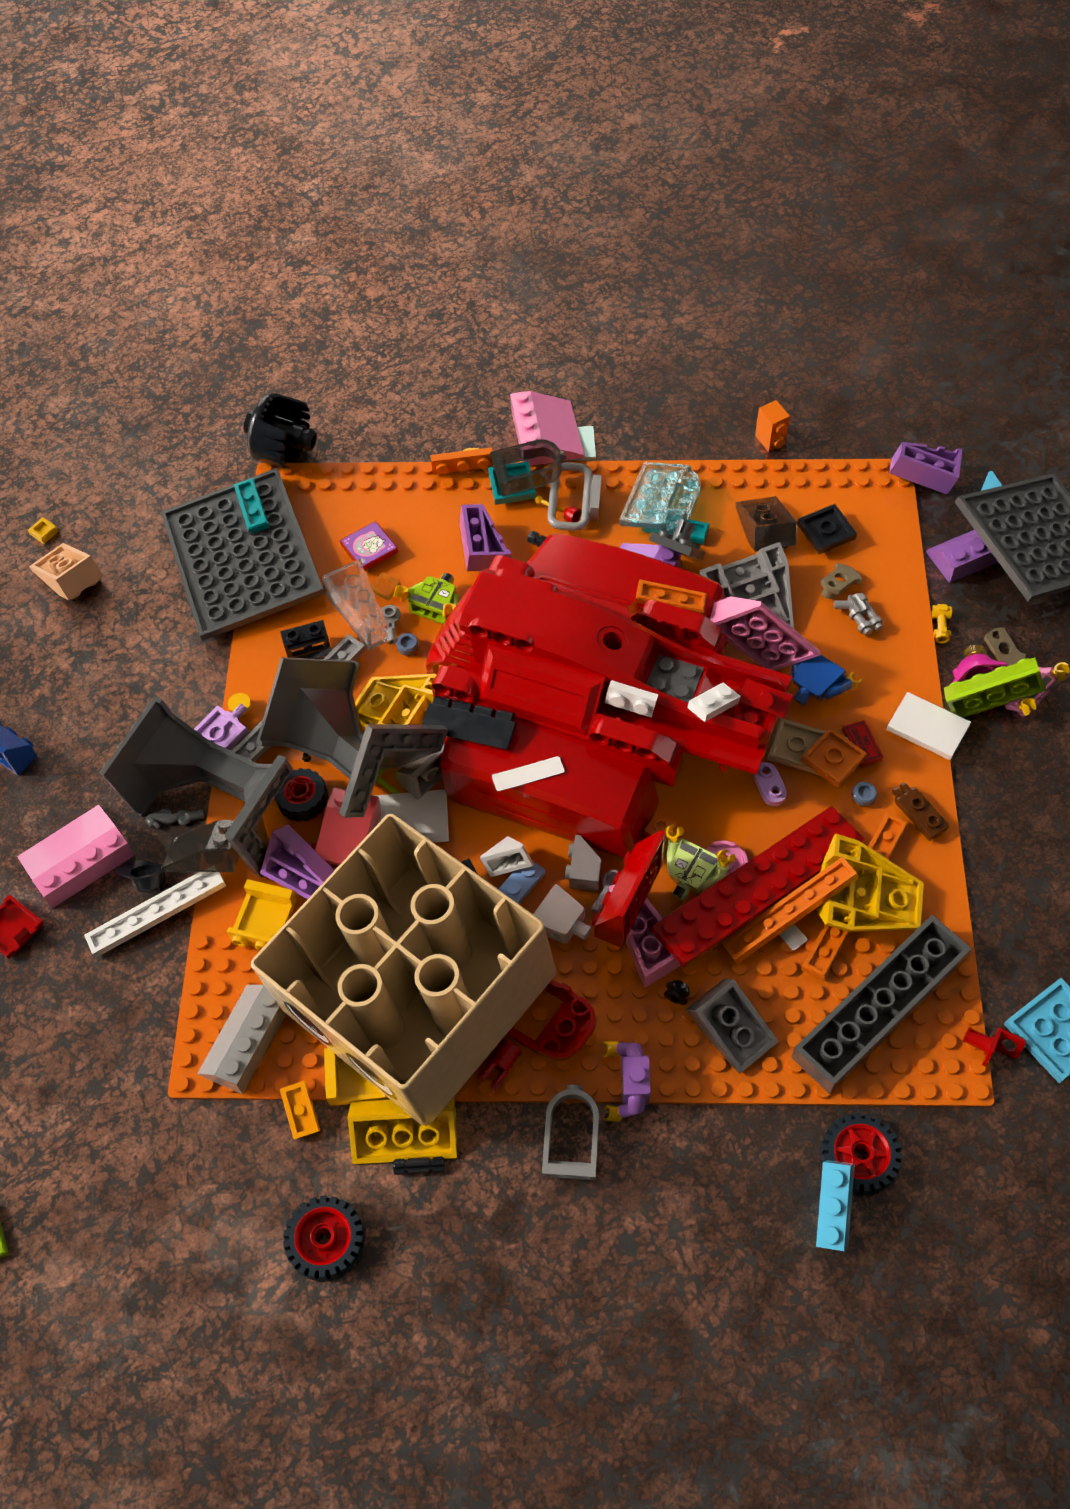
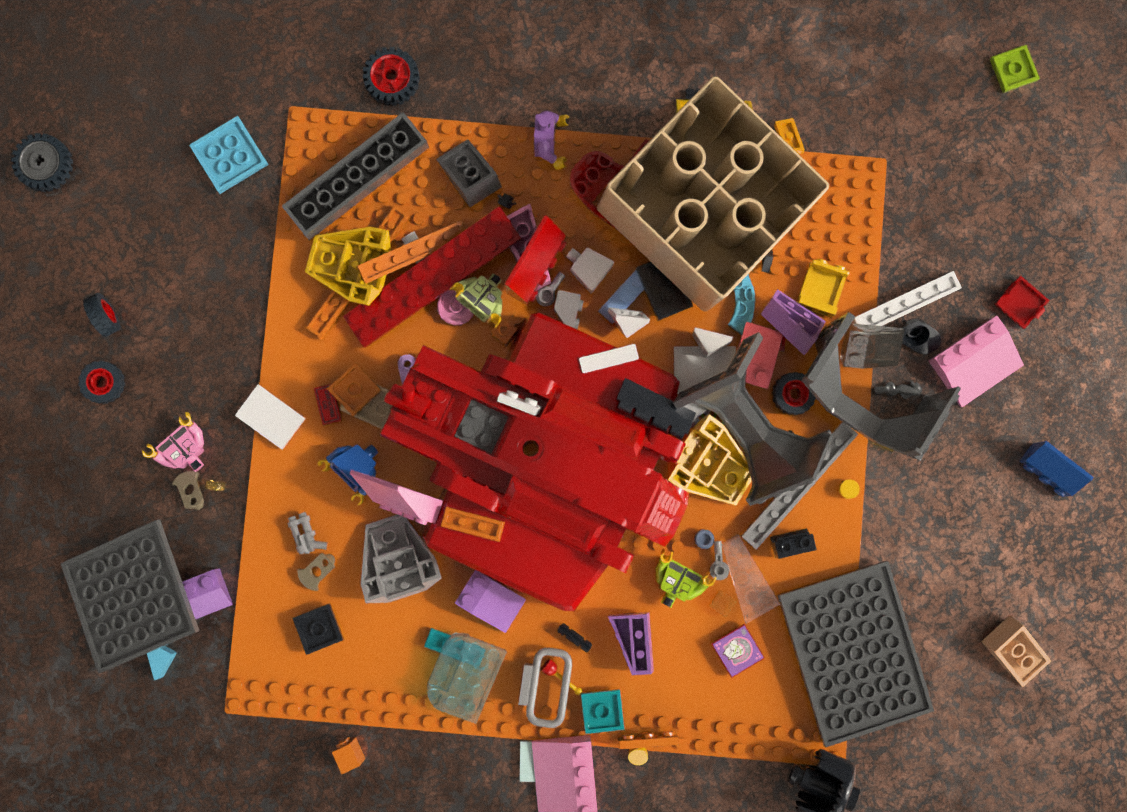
camera: 175 degrees right, 25 degrees up
(43, 530) = (1043, 704): yellow tile -> none
(223, 727) = (865, 461): lavender plate -> none
(243, 1039) = (843, 175): light grey slope -> none
(251, 506) = (848, 701): teal tile -> none
(329, 1259) = (770, 62): wheel -> none
(522, 452) = (611, 712): clear smoke window -> none
(566, 1169) = (597, 80): light grey window -> none
(679, 540) = (456, 610): dark grey plate -> none
(713, 702) = (451, 394): white plate -> none
(767, 523) = (372, 640): clear smoke slope -> none
(835, 1205) = (415, 36): medium azure brick -> none
(864, 793) = (335, 358): sand blue tile -> none
(919, 811) = (293, 338): reddish brown hinge -> none
(927, 466) = (211, 691): medium lavender wedge -> none
(942, 613) = (234, 532): yellow bar -> none
(975, 665) = (219, 467): dark pink hat -> none
(989, 1044) = (282, 144): red bracket -> none
(994, 688) = (209, 438): lime slope -> none

